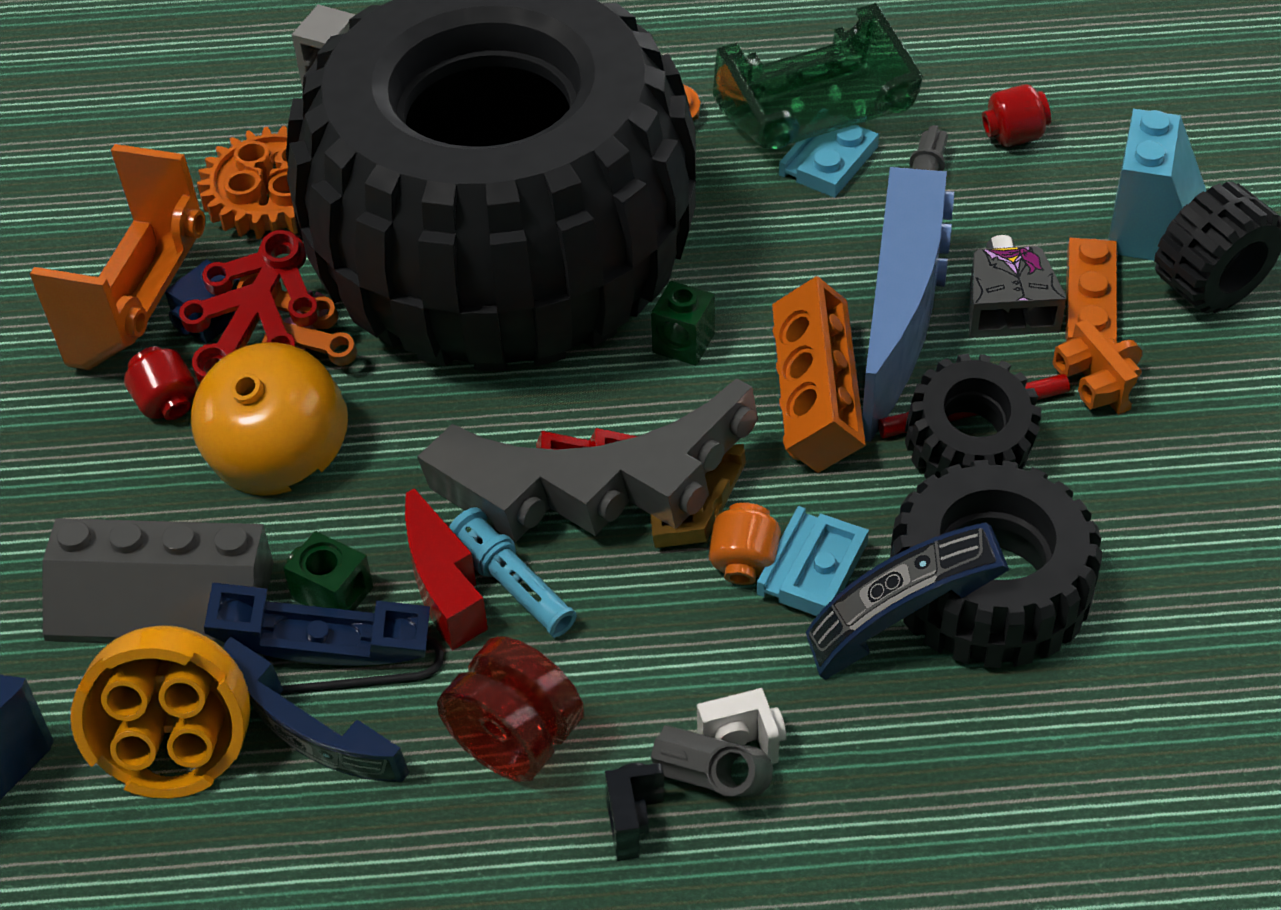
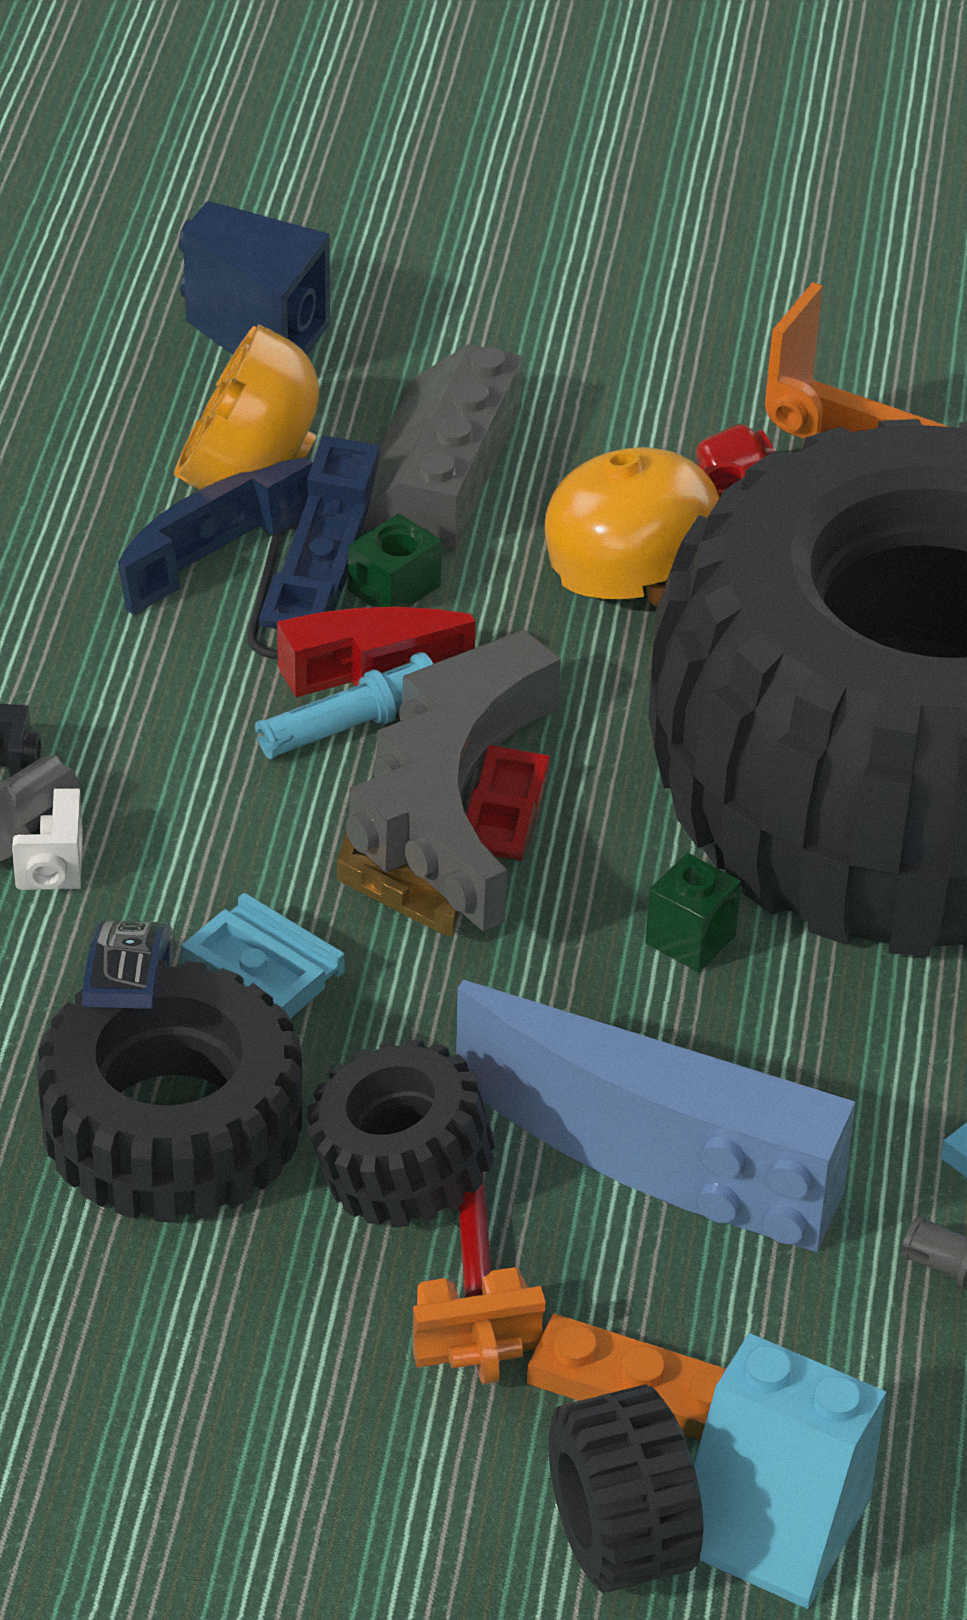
camera: 100 degrees right, 5 degrees down
(511, 708) = (134, 646): clear red wheel -> none
(744, 542) = (310, 893): orange head -> none
(817, 375) = (628, 1007): orange brick -> none
(1013, 291) = (663, 1270): dark grey torso -> none

